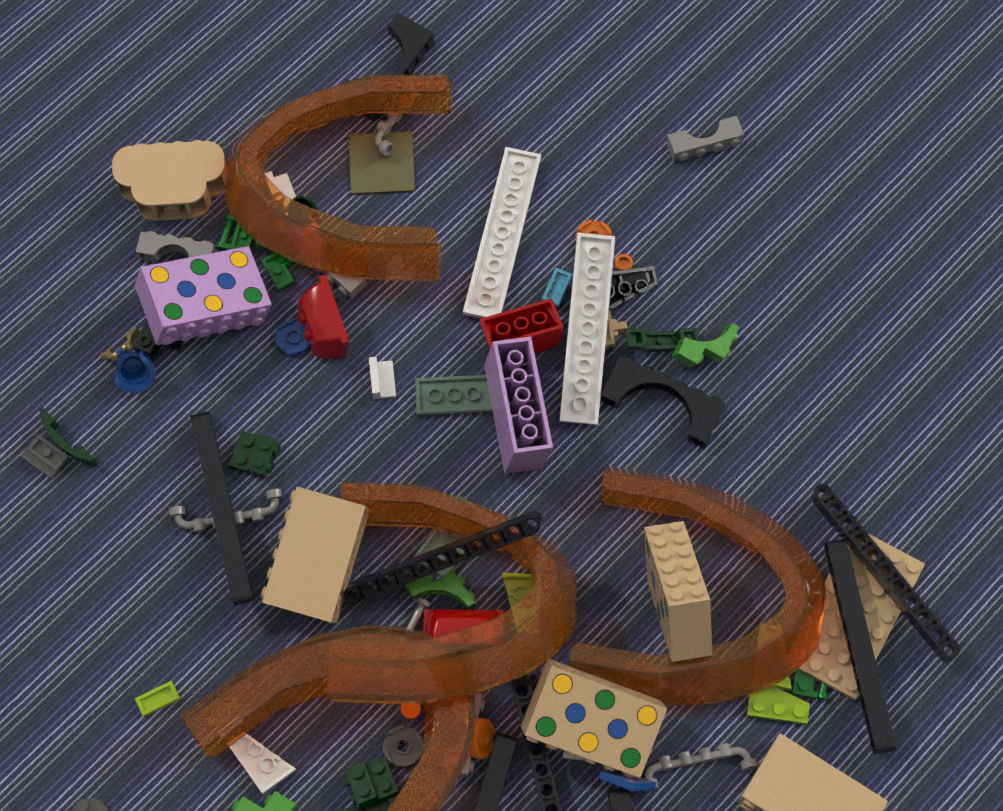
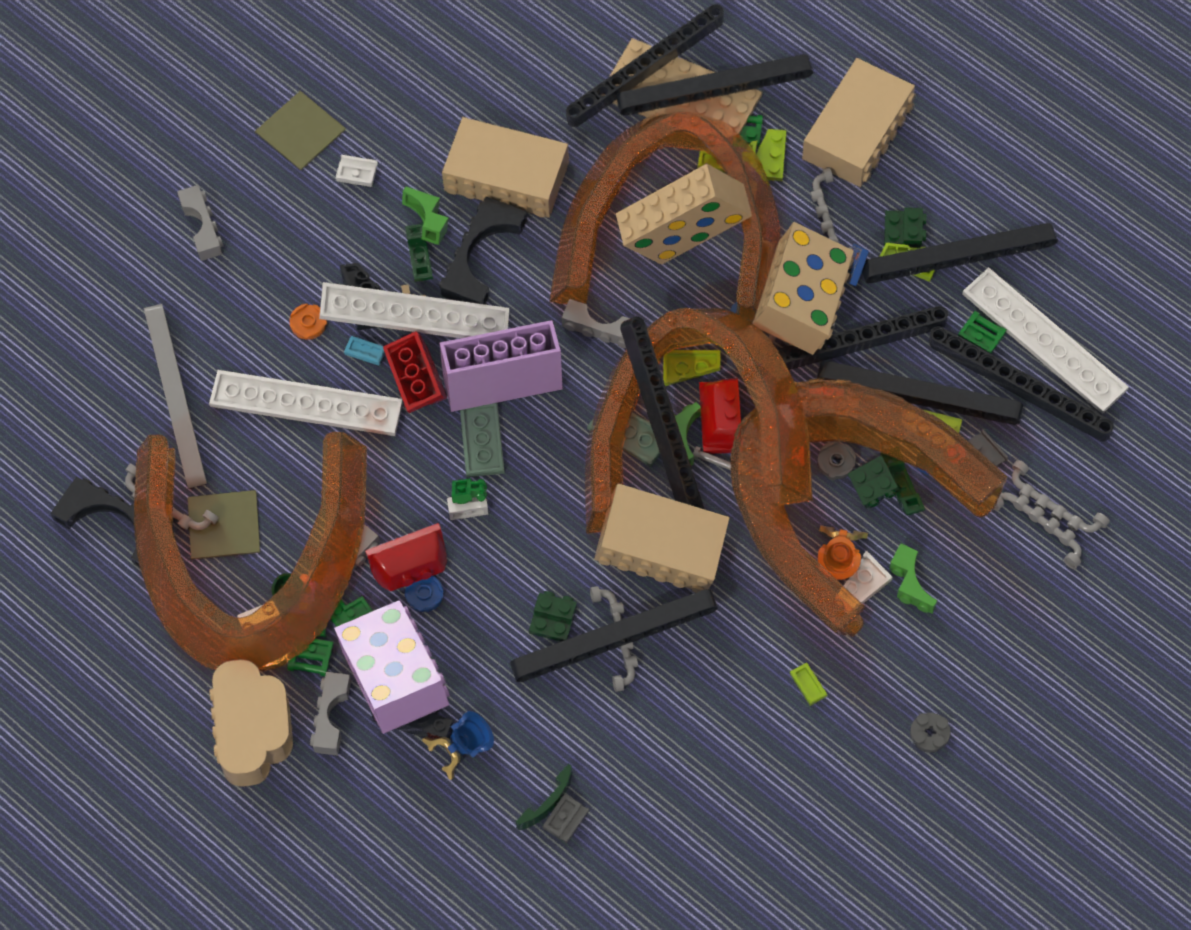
camera: 90 degrees left, 5 degrees down
(286, 737) = (840, 555): none -> orange helmet
(392, 371) = (465, 490): none -> green plate
(517, 118) = (175, 396): none -> light grey beam
(583, 492) = (578, 319): none -> light grey arch
(758, 423) = (505, 166): none -> tan brick
(762, 283) = (356, 170): none -> white plate
(813, 233) = (300, 130): none -> olive piece

